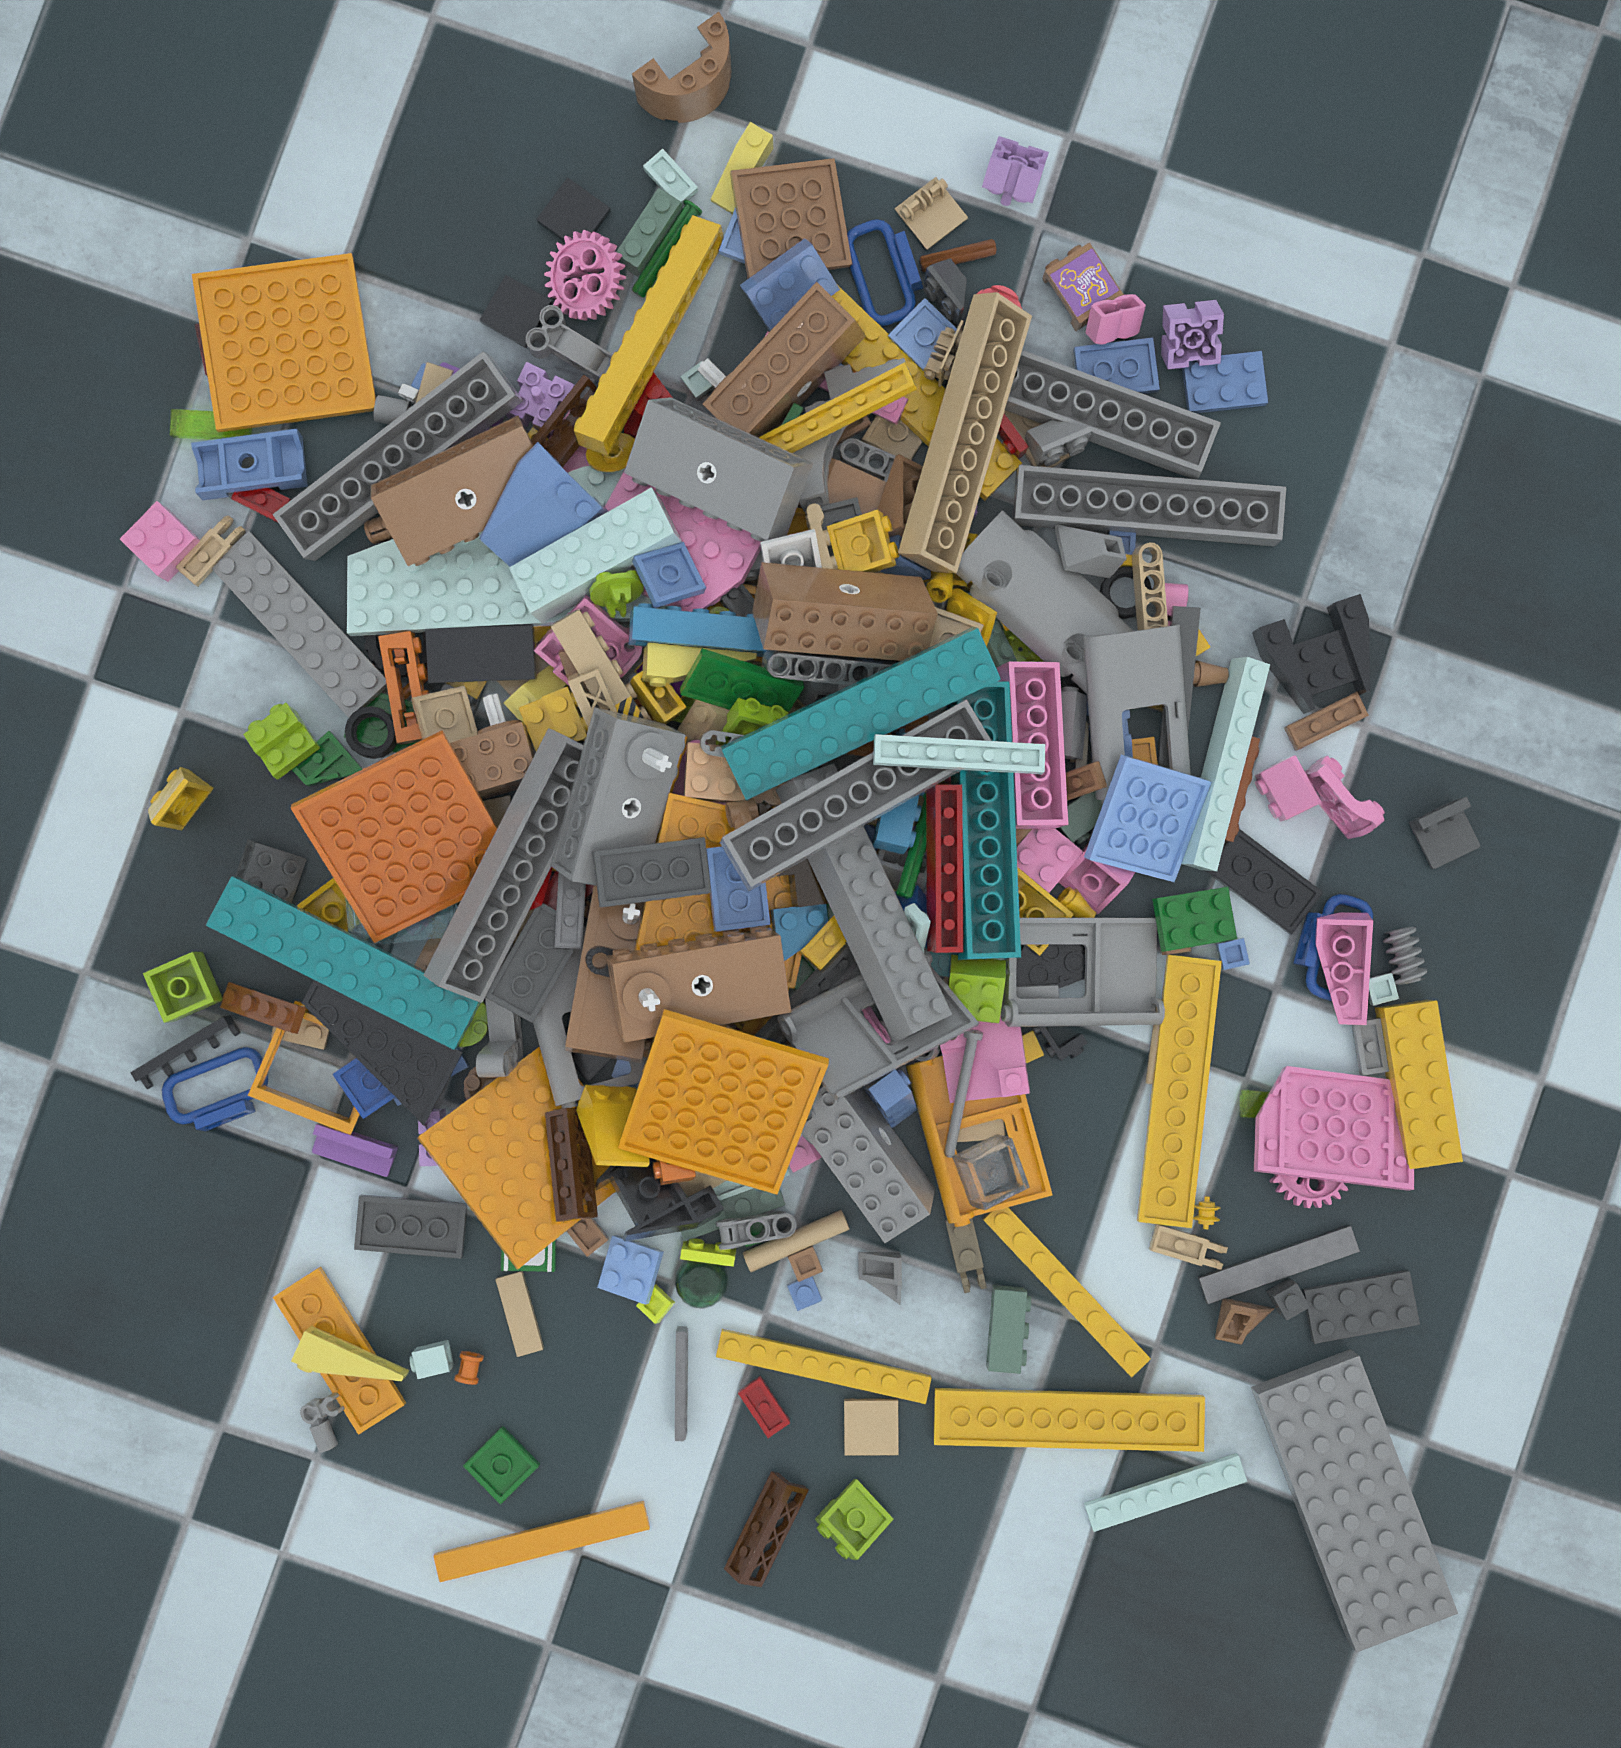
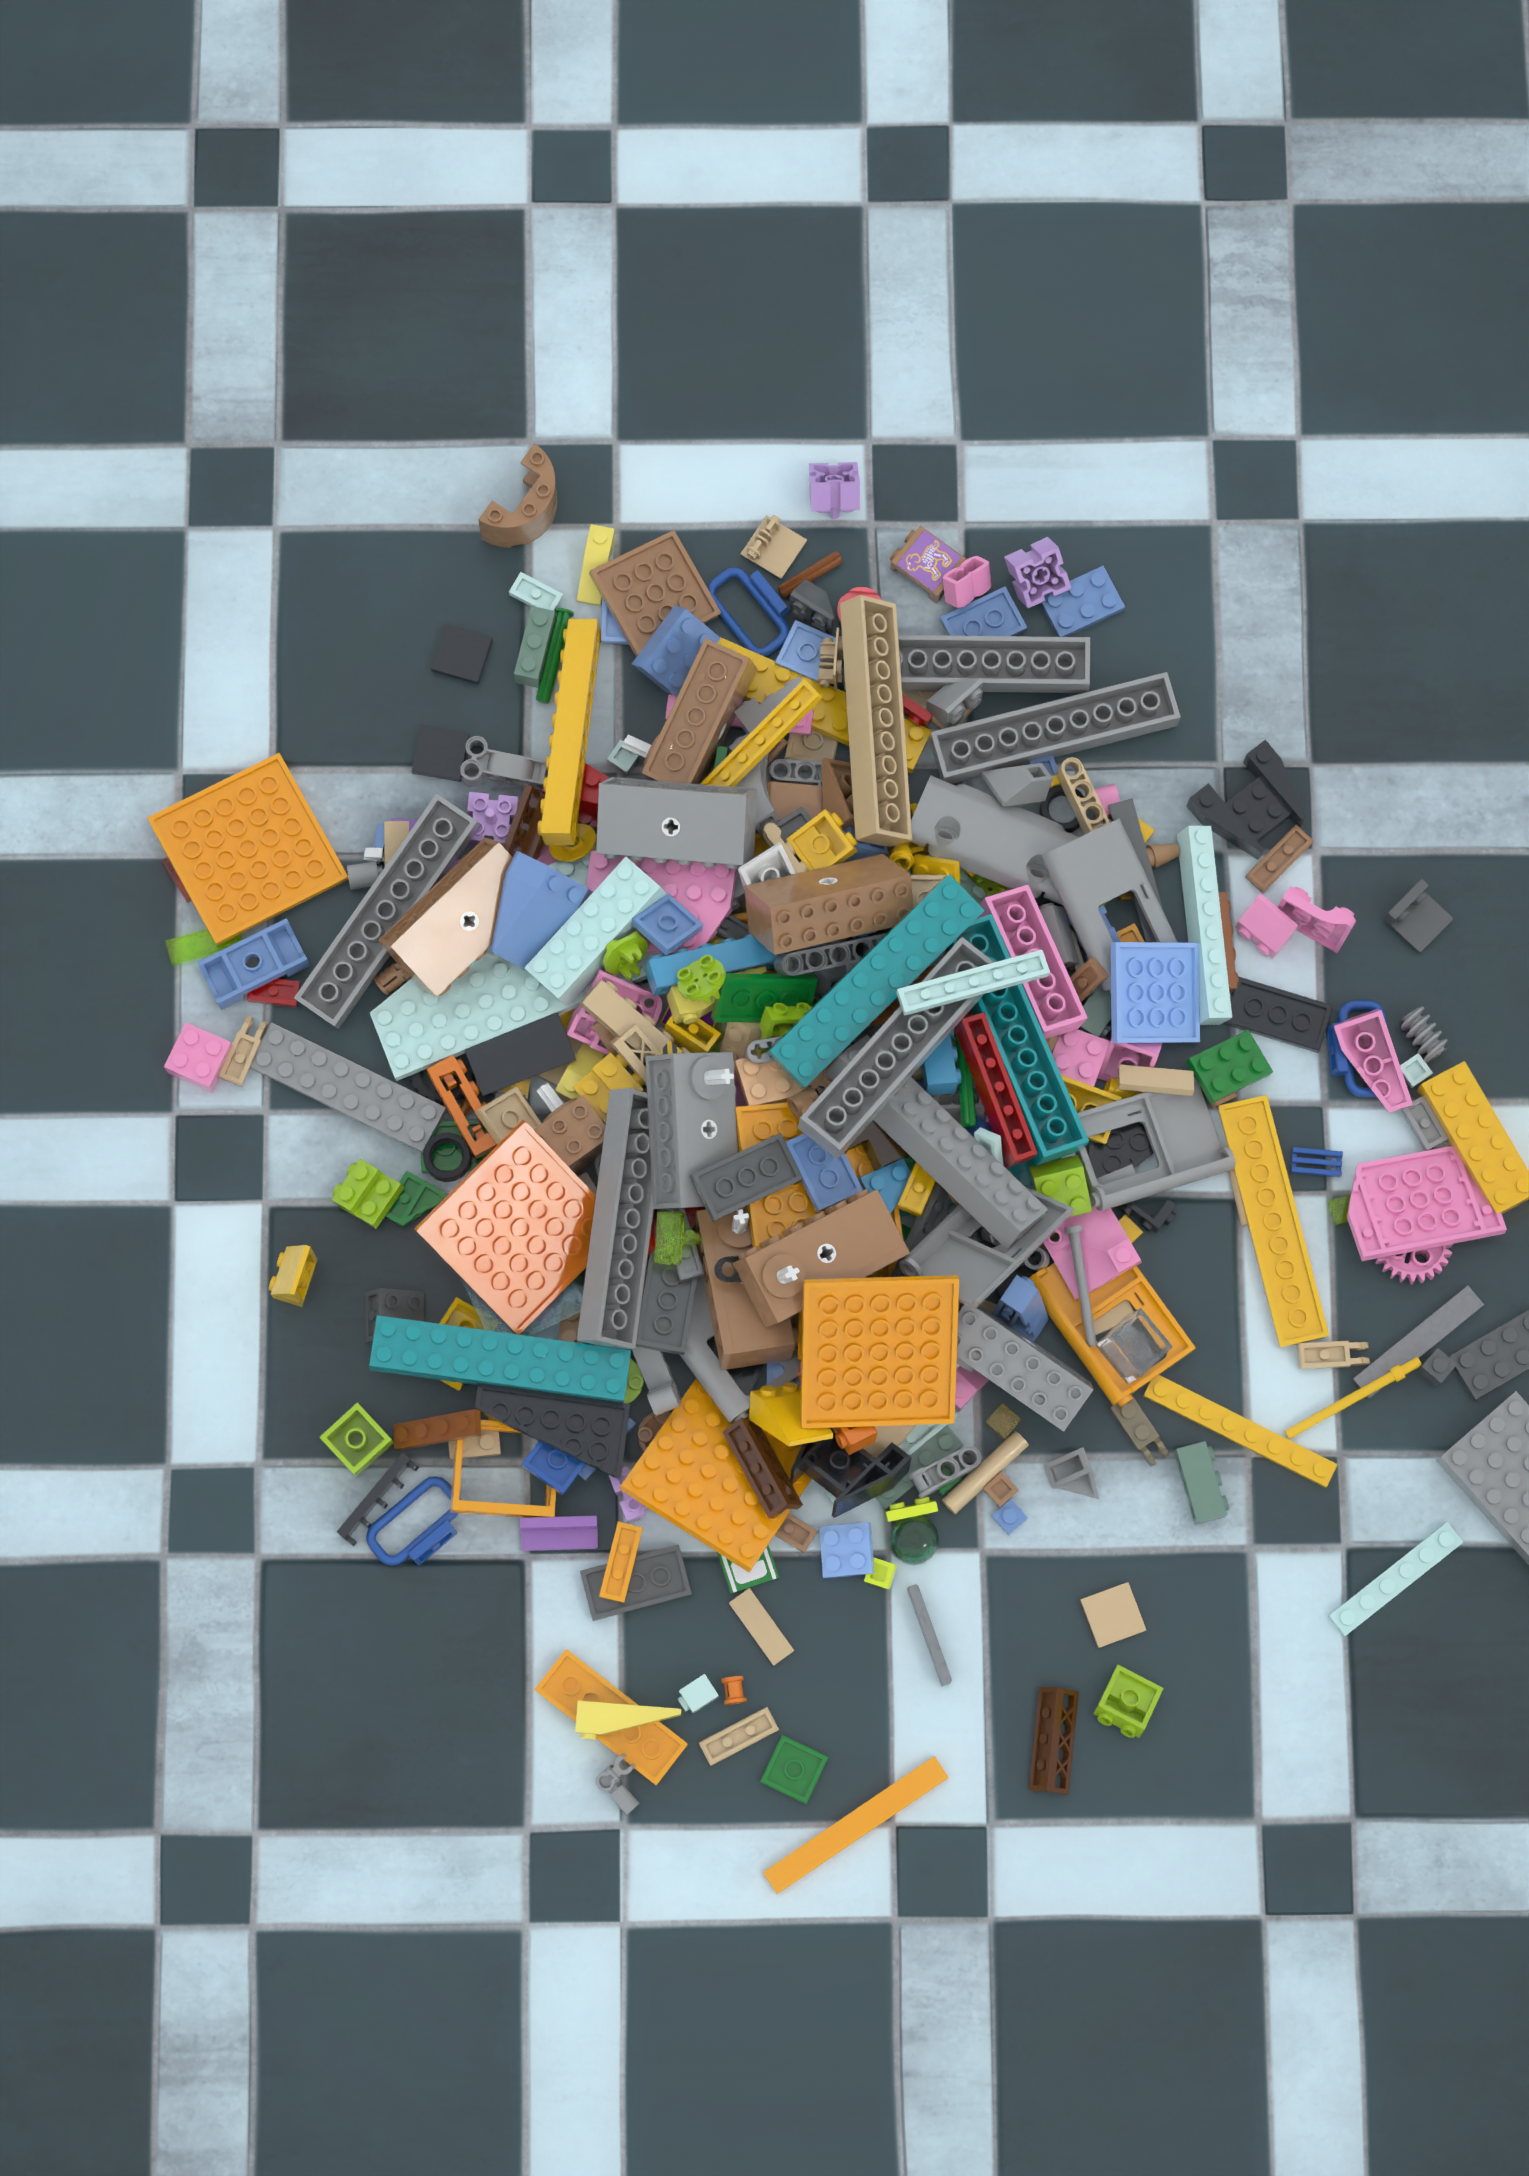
camera: 20 degrees left, 10 degrees down
(400, 1204) = (621, 1562): none -> light orange plate
(458, 1412) = (738, 1736): none -> tan tile
(559, 902) = (671, 1238): none -> clear neon green plate
(581, 251) = (502, 721): bright pink gear -> none
(679, 647) = (701, 979): none -> lime plate
(764, 1407) = (1011, 1630): red plate -> none
(823, 1366) = (1050, 1576): yellow plate -> none
(833, 1196) = (1003, 1421): none -> clear yellow plate
(1069, 1419) = (1285, 1544): yellow plate -> none
(1114, 908) = (1155, 1080): none -> tan tile
(1206, 1212) = (1337, 1318): yellow wheel -> none
(1232, 954) = (1274, 1086): medium blue plate -> none
(1238, 1319) = (1402, 1402): medium nougat slope -> none
(1244, 1291) = (1396, 1374): none -> yellow bar
(1266, 1055) = (1316, 1152): none -> blue tile

